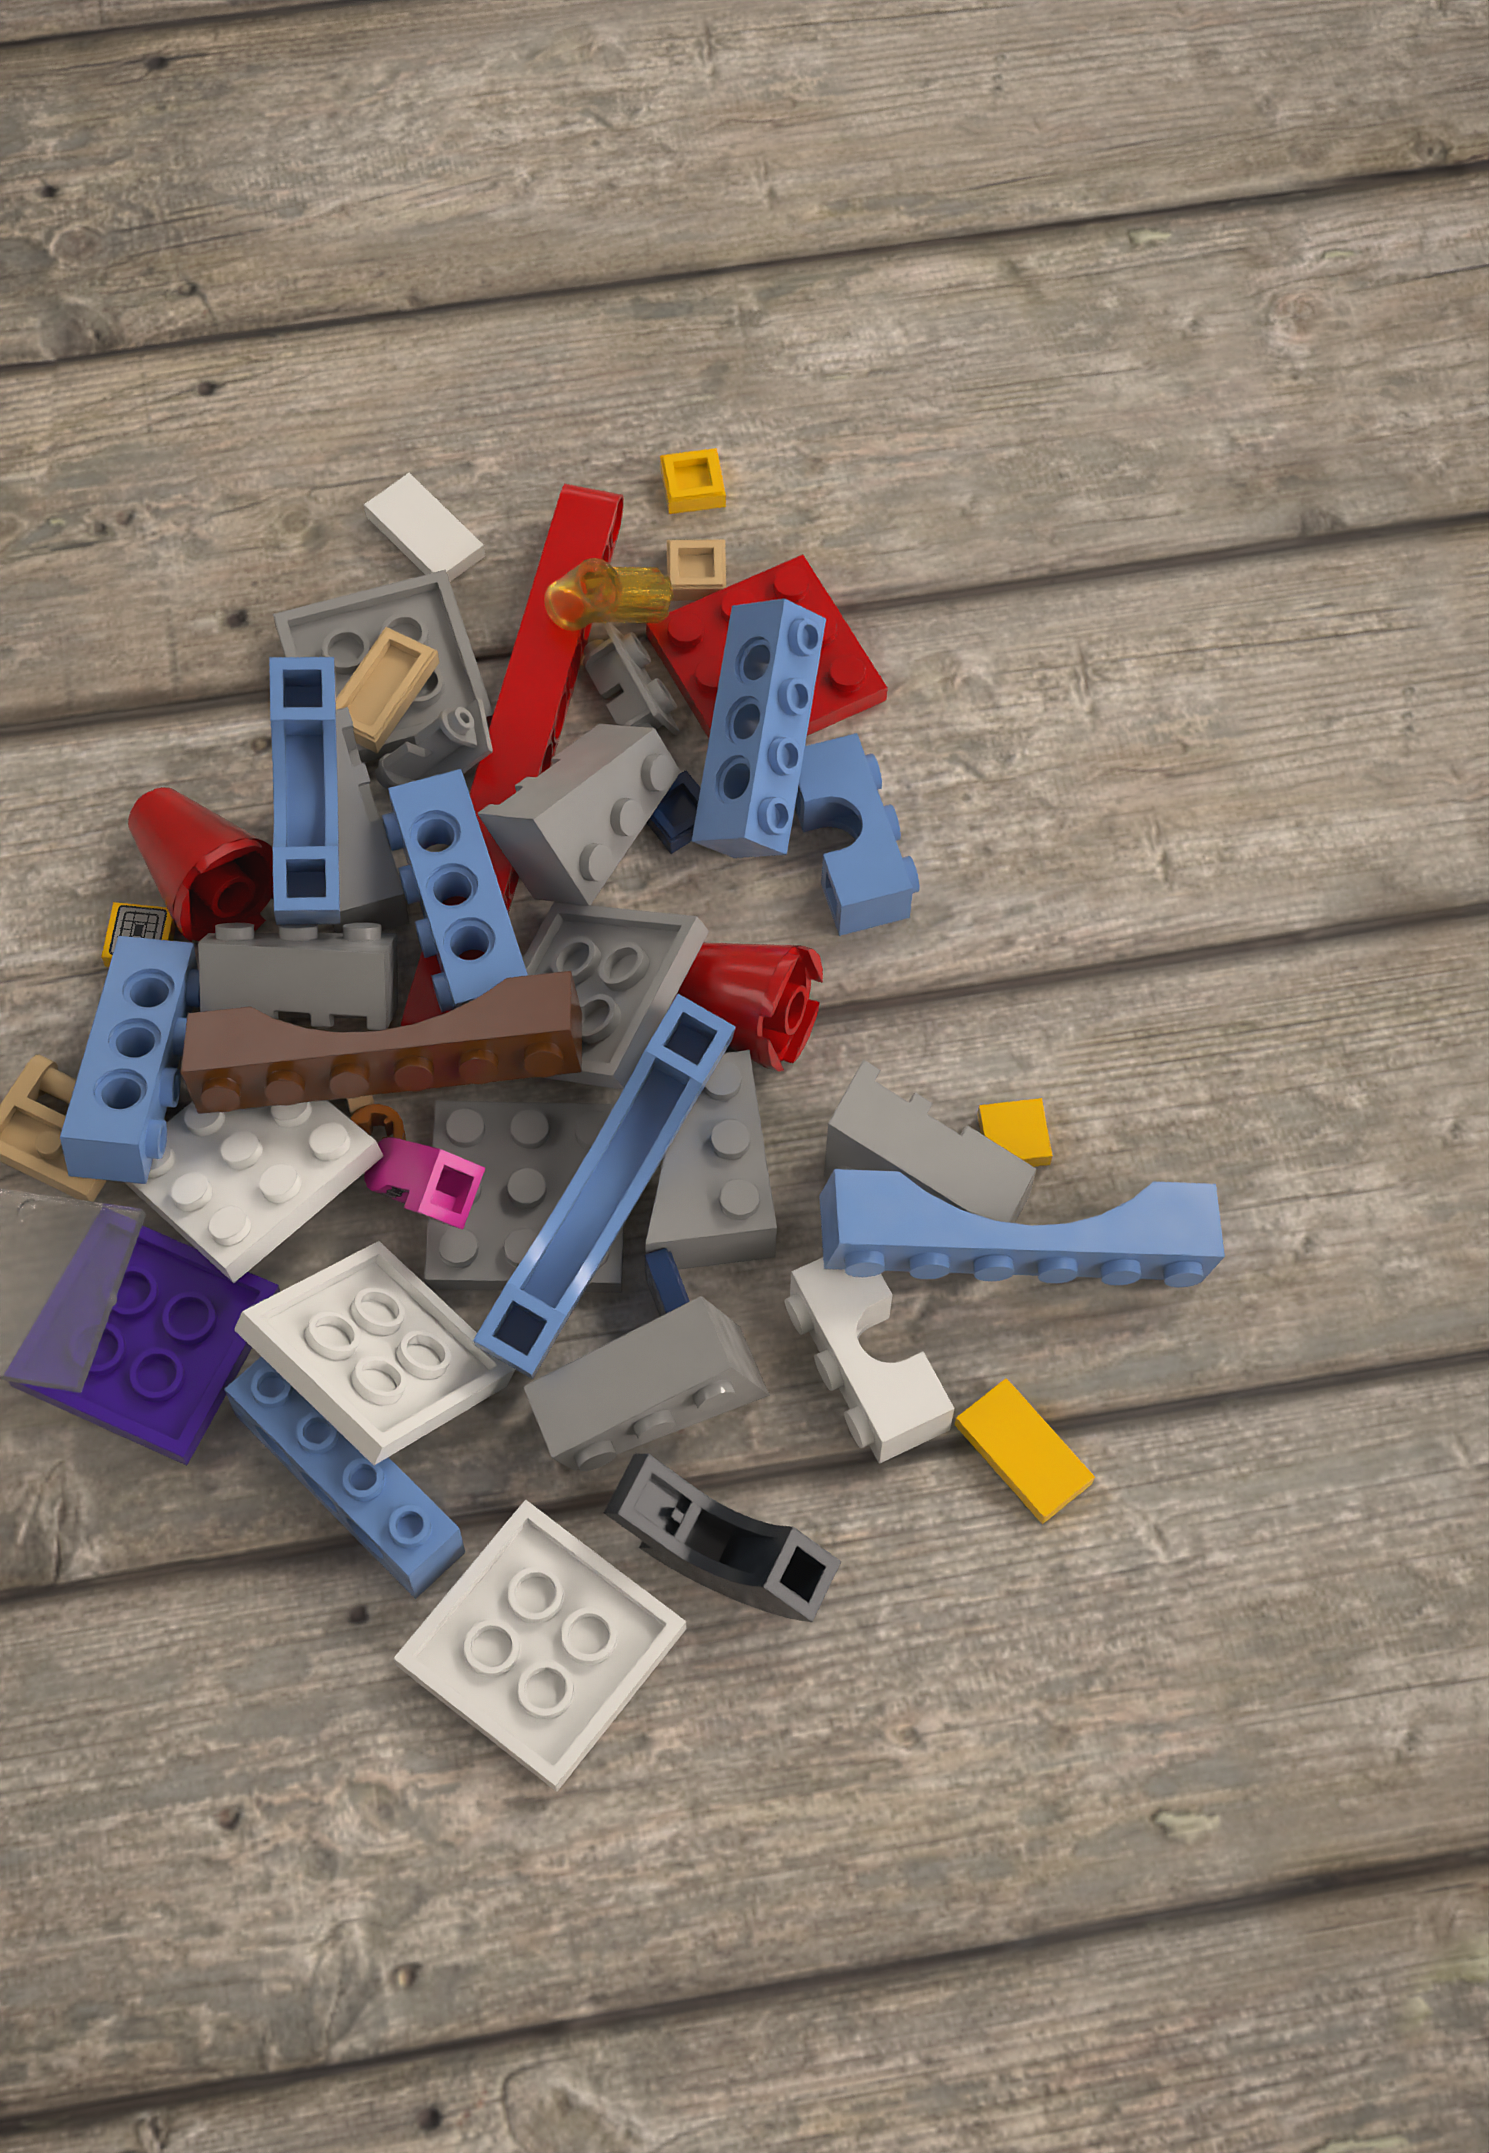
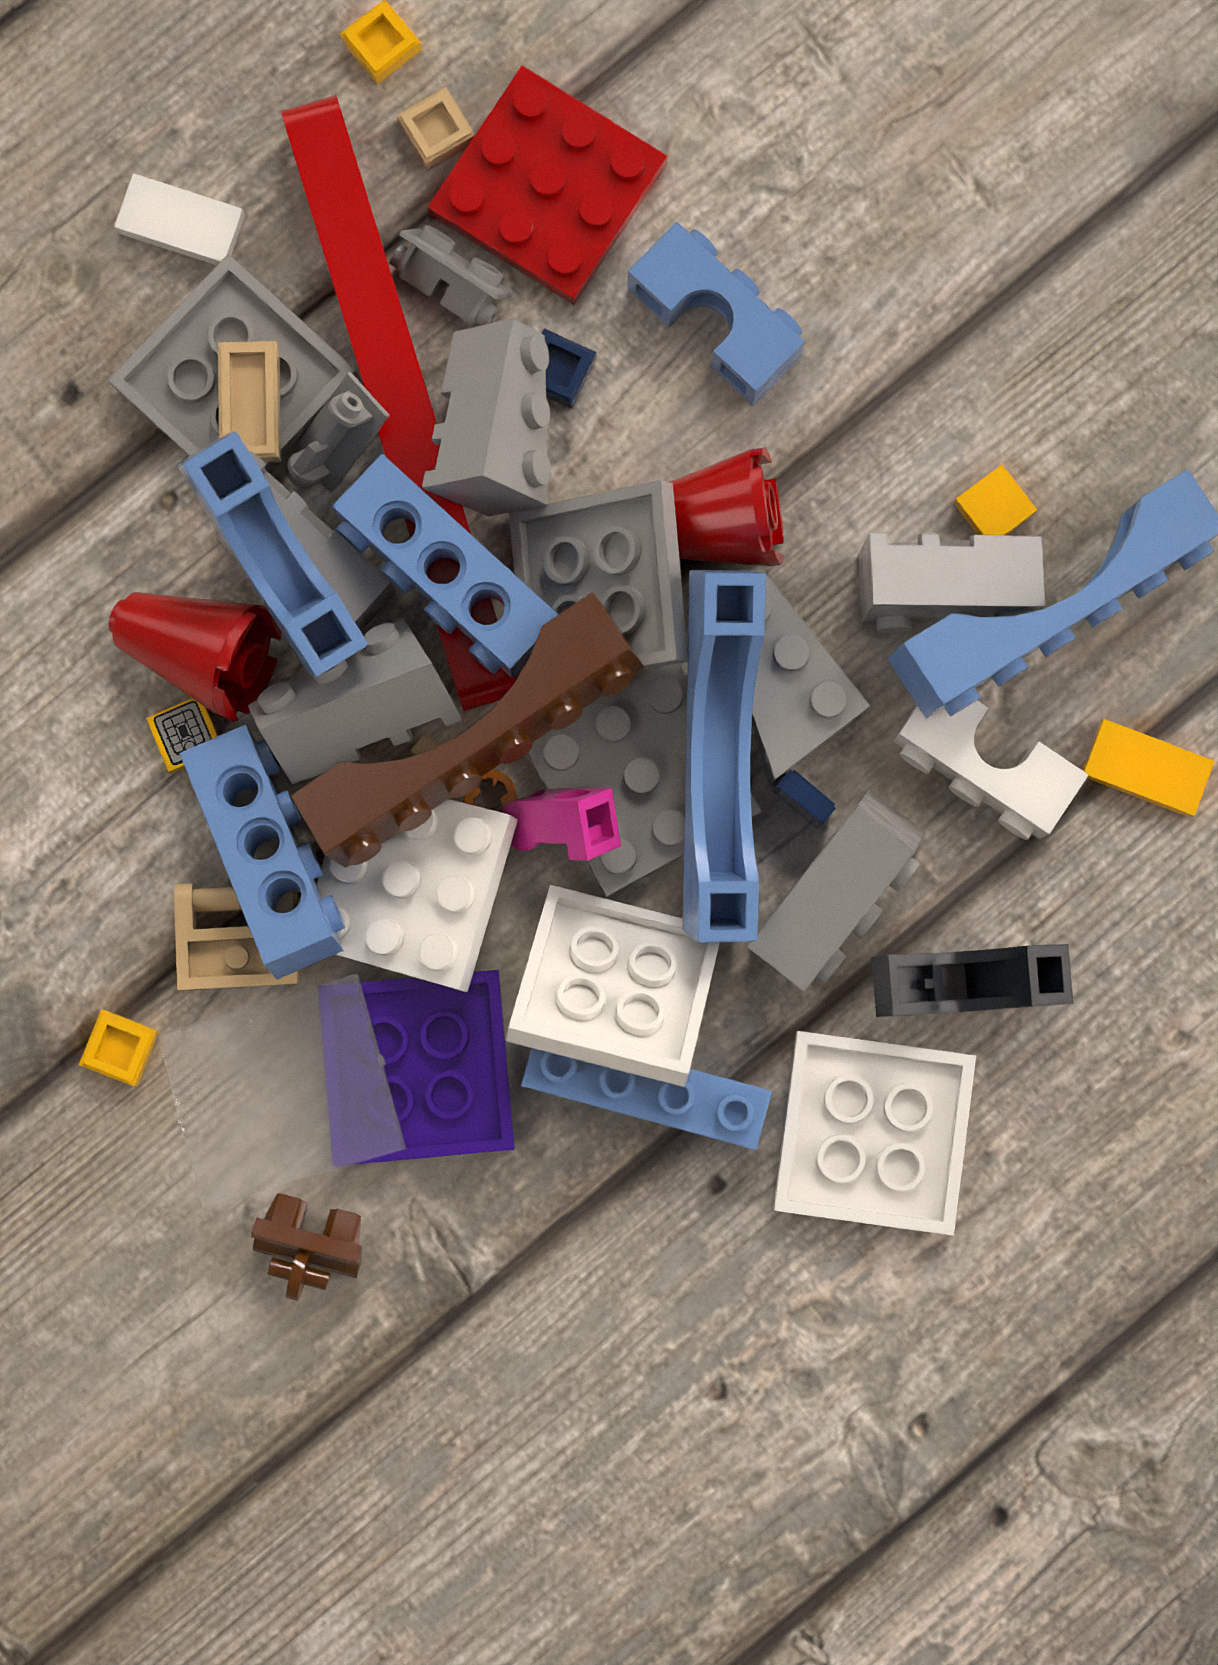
camera: 30 degrees left, 20 degrees up
(608, 595) = (393, 209): clear yellow piece -> none
(759, 729) = (574, 249): medium blue brick -> none

